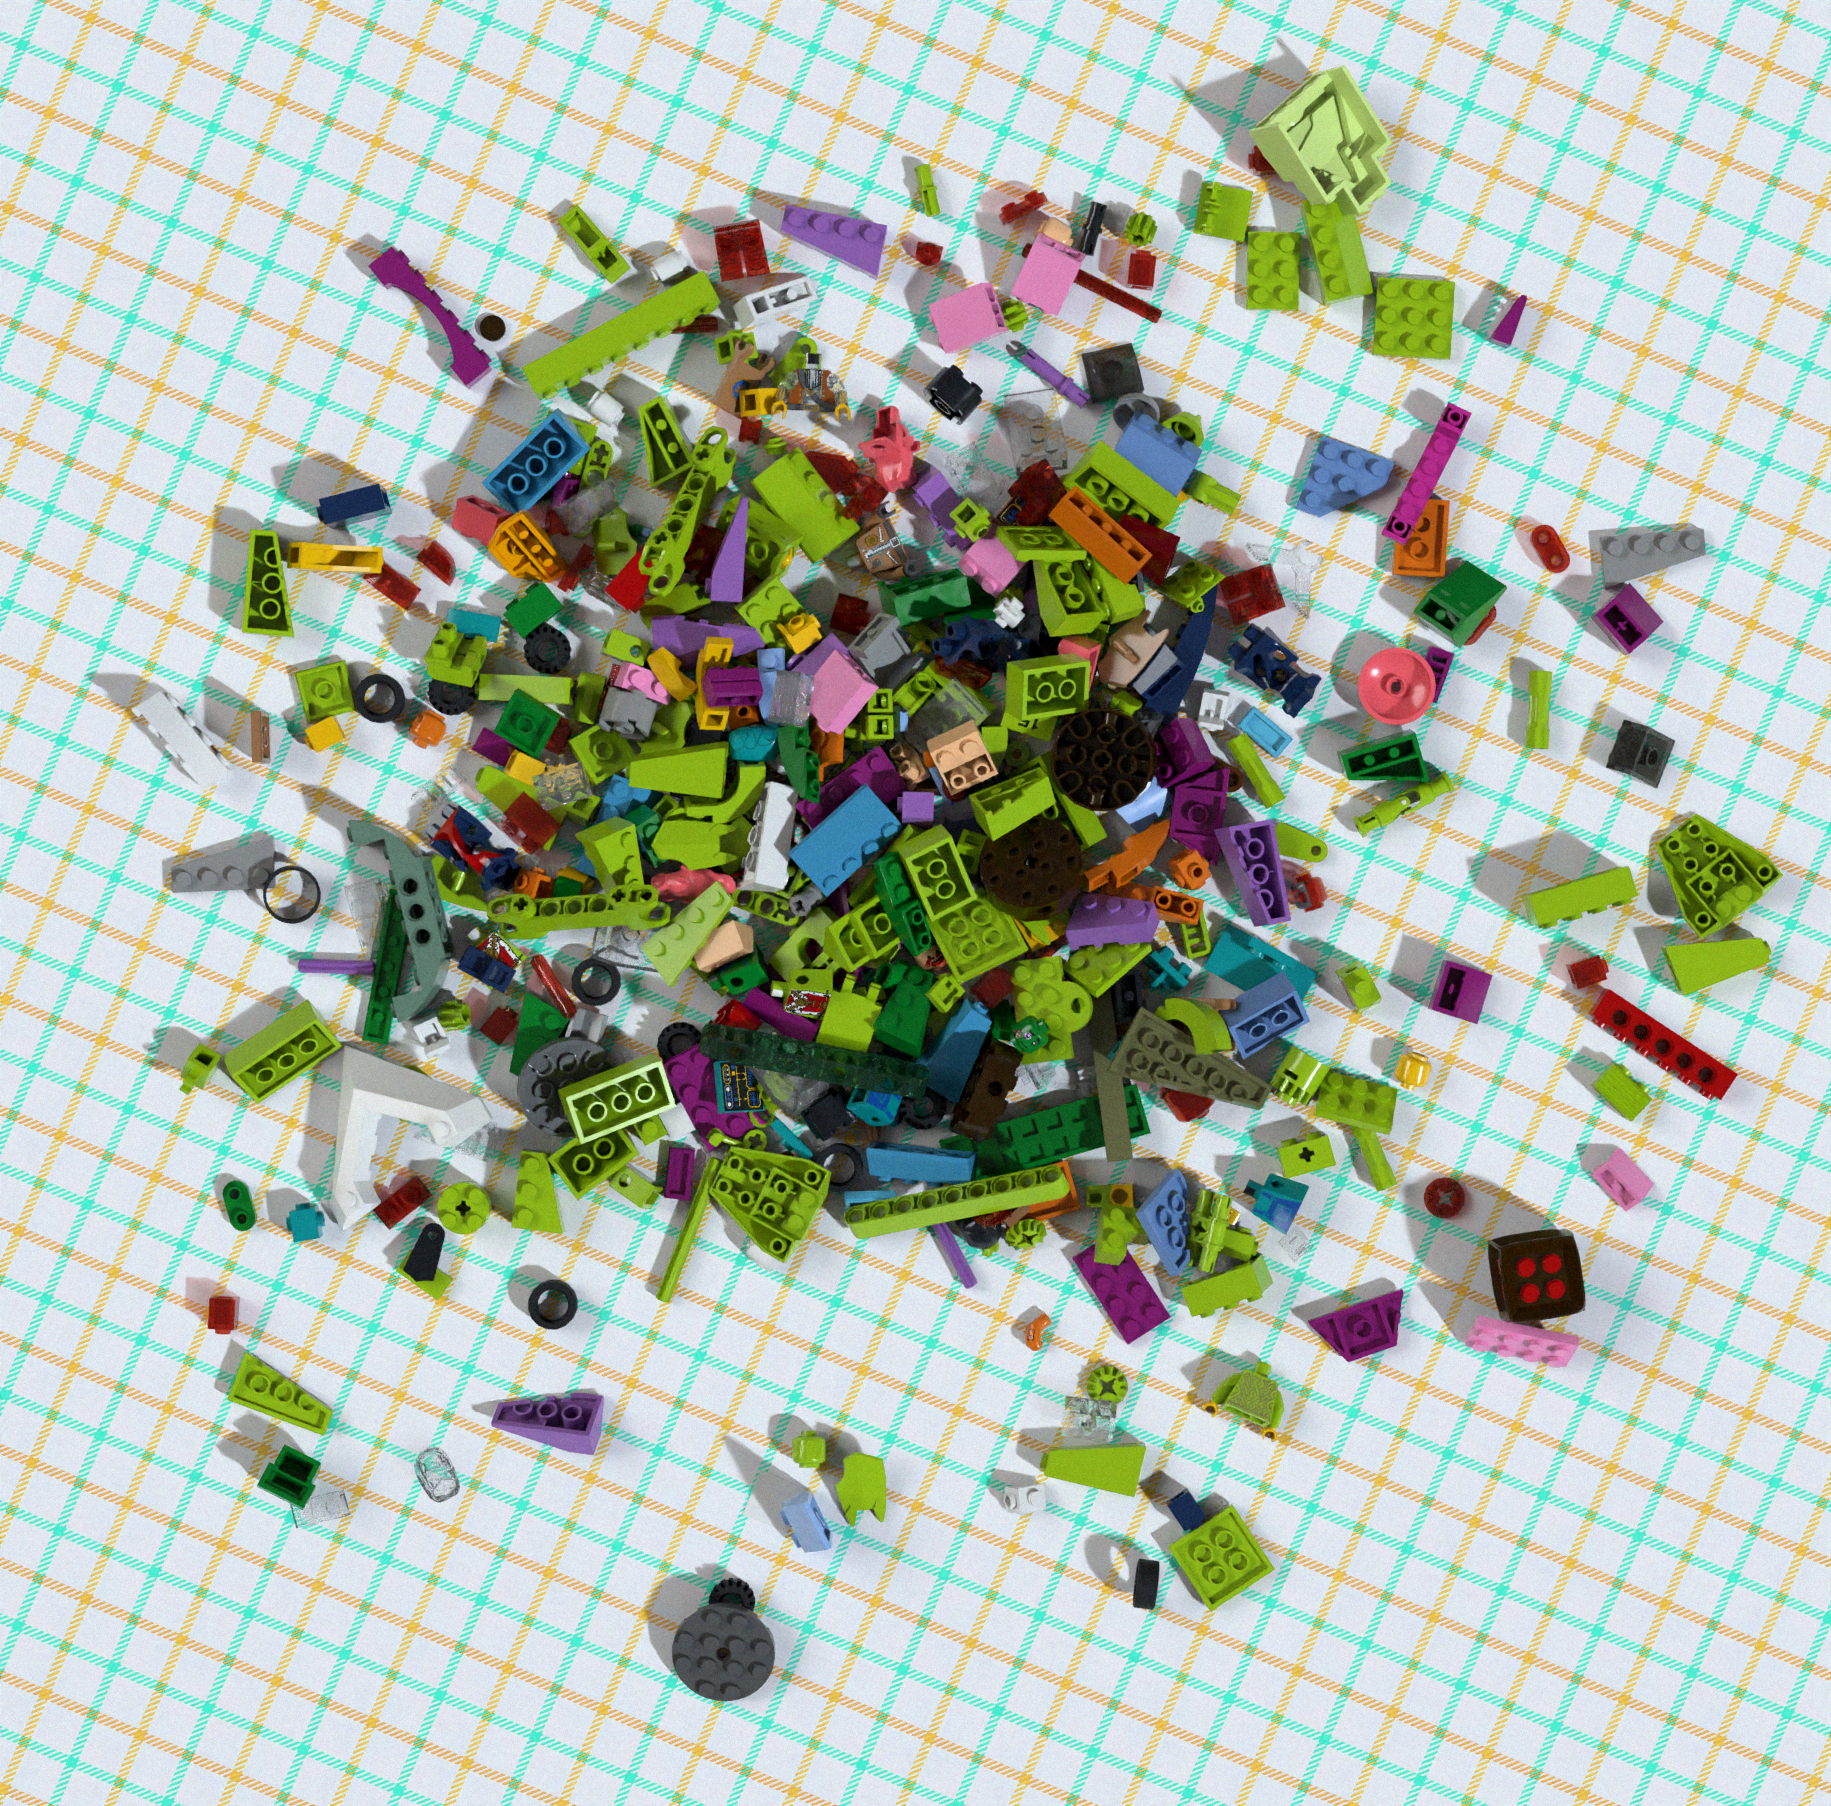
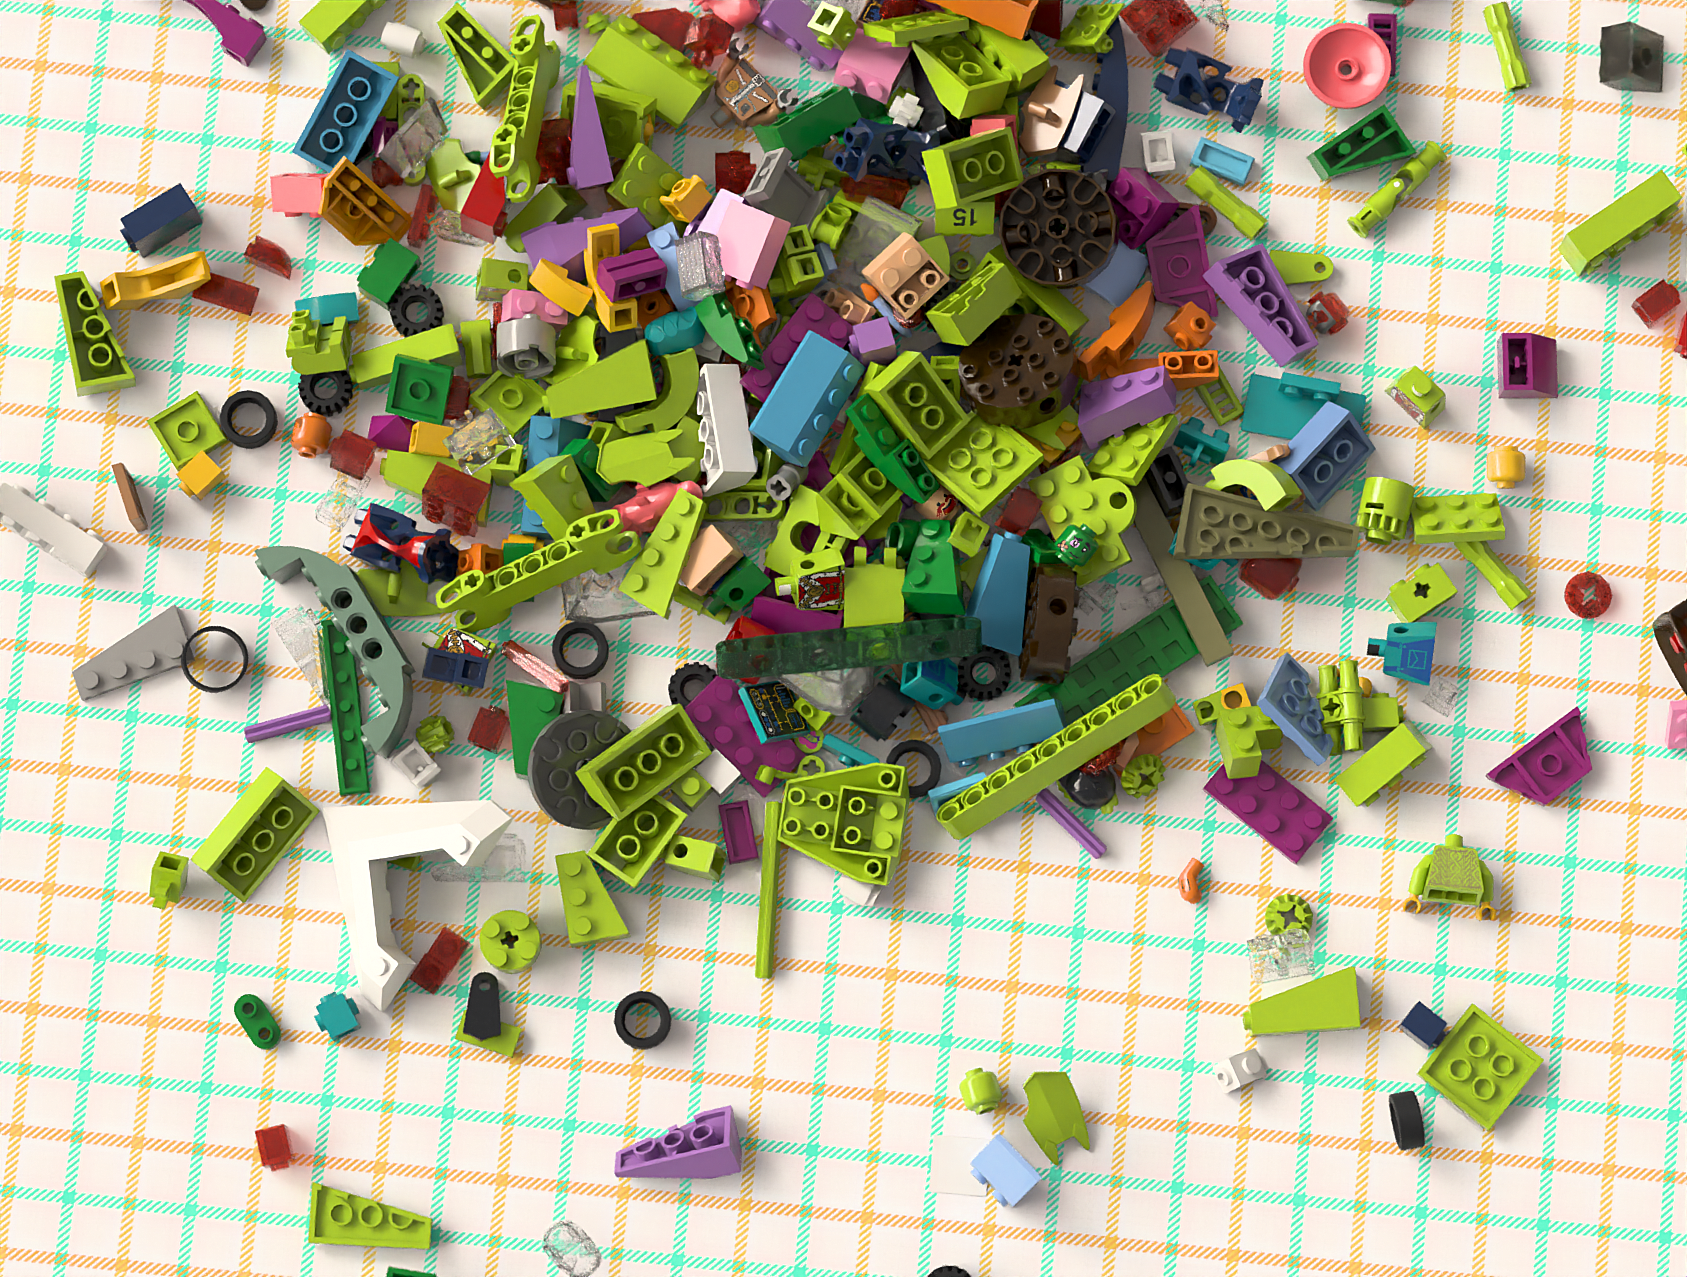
camera: 20 degrees left, 10 degrees down
(456, 757) = (352, 454): none -> clear red brick

